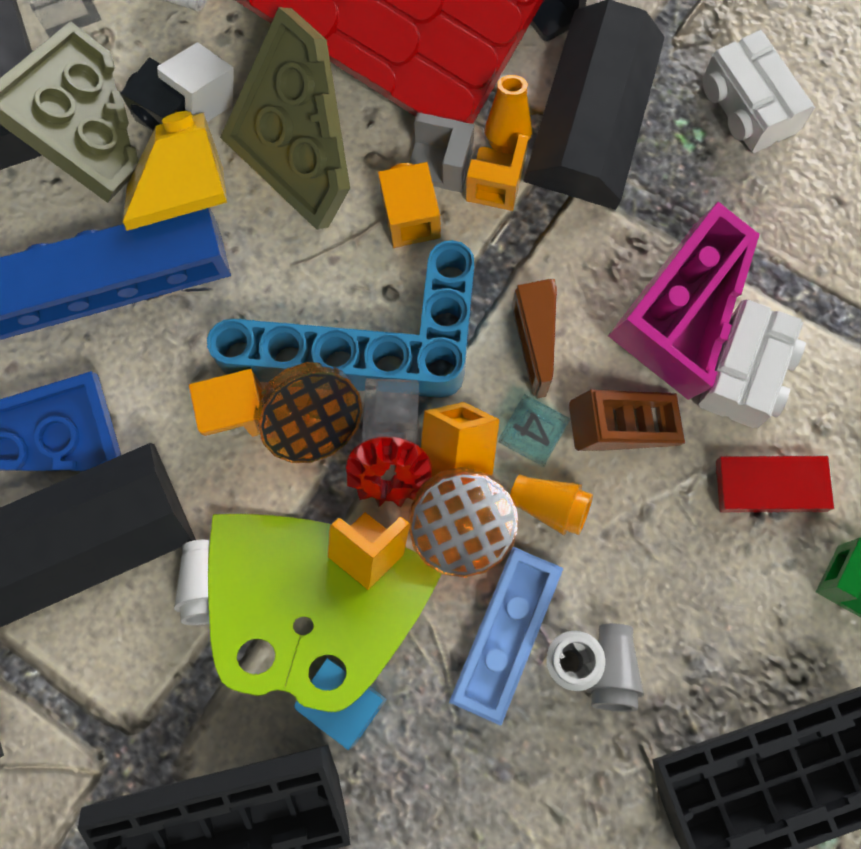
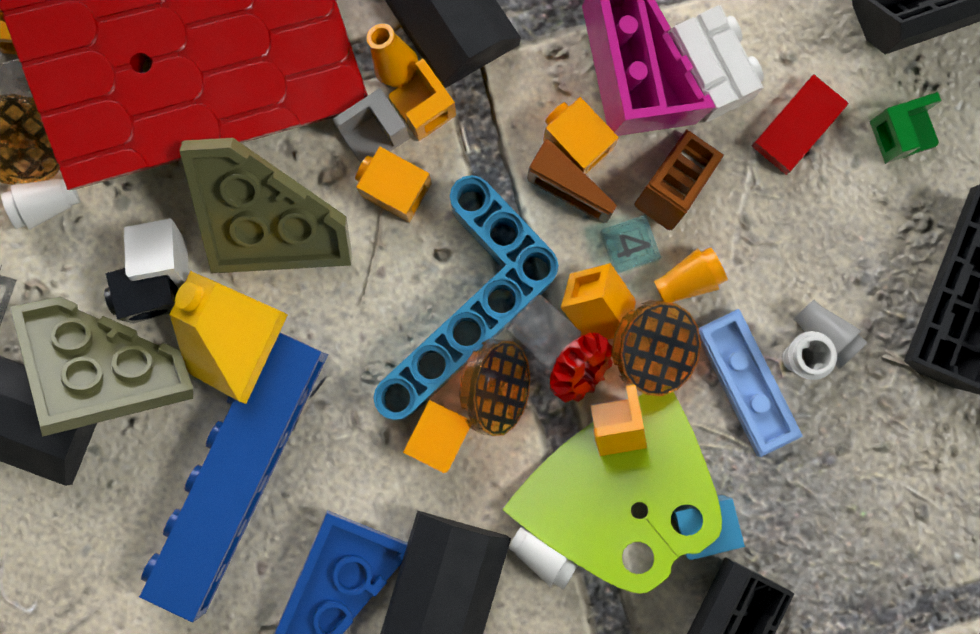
camera: 55 degrees left, 10 degrees up
(584, 310) = (580, 134): none -> light orange brick

